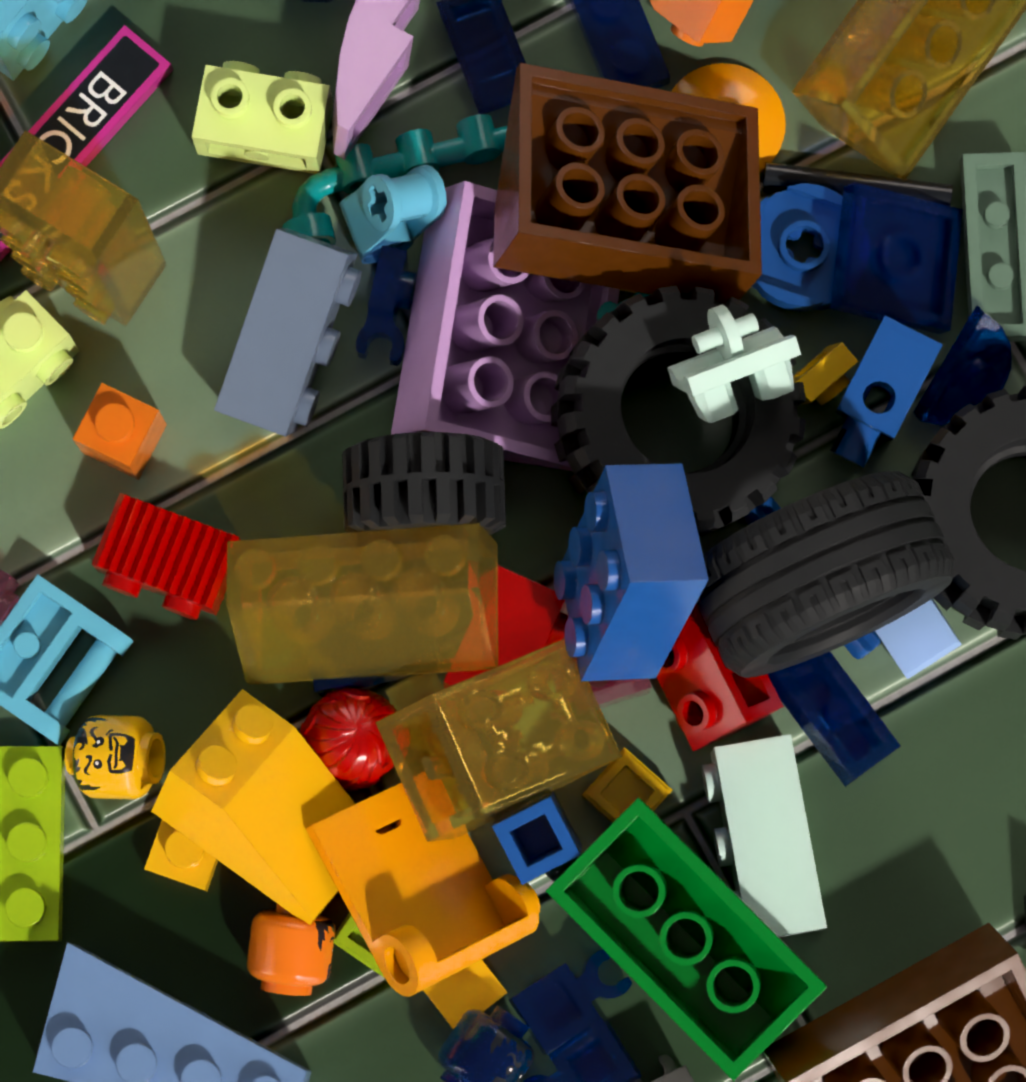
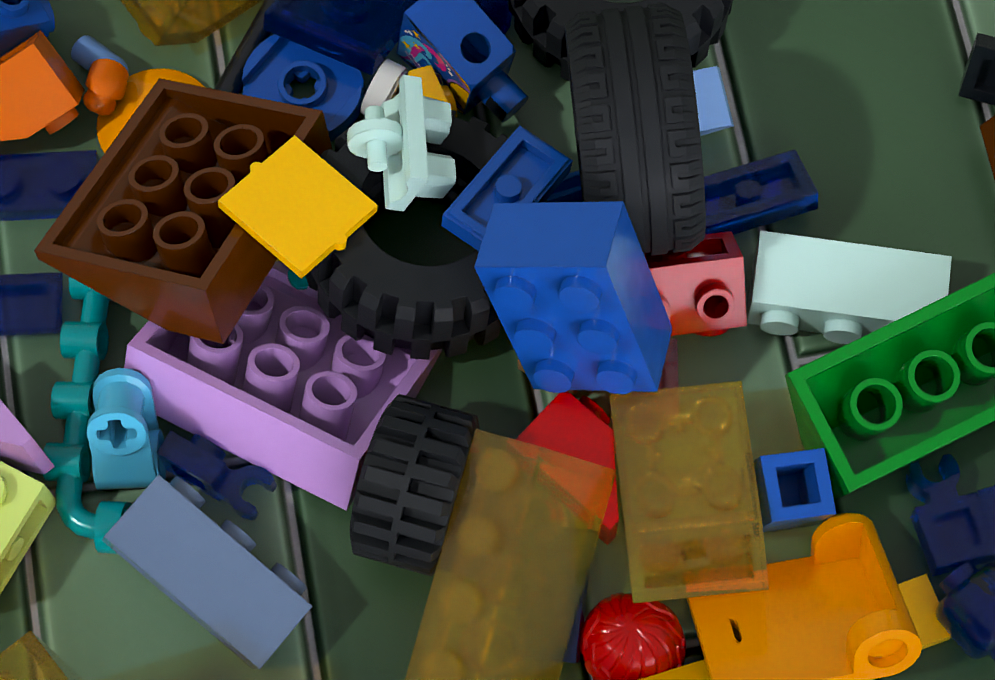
camera: 70 degrees left, 10 degrees down
(622, 784) = (767, 405): yellow tile -> none
(639, 285) = (297, 206): none -> yellow piece
(725, 473) = (518, 172): none -> blue plate
(752, 56) = (106, 74): none -> orange arm
(825, 327) = (384, 84): none -> white tile

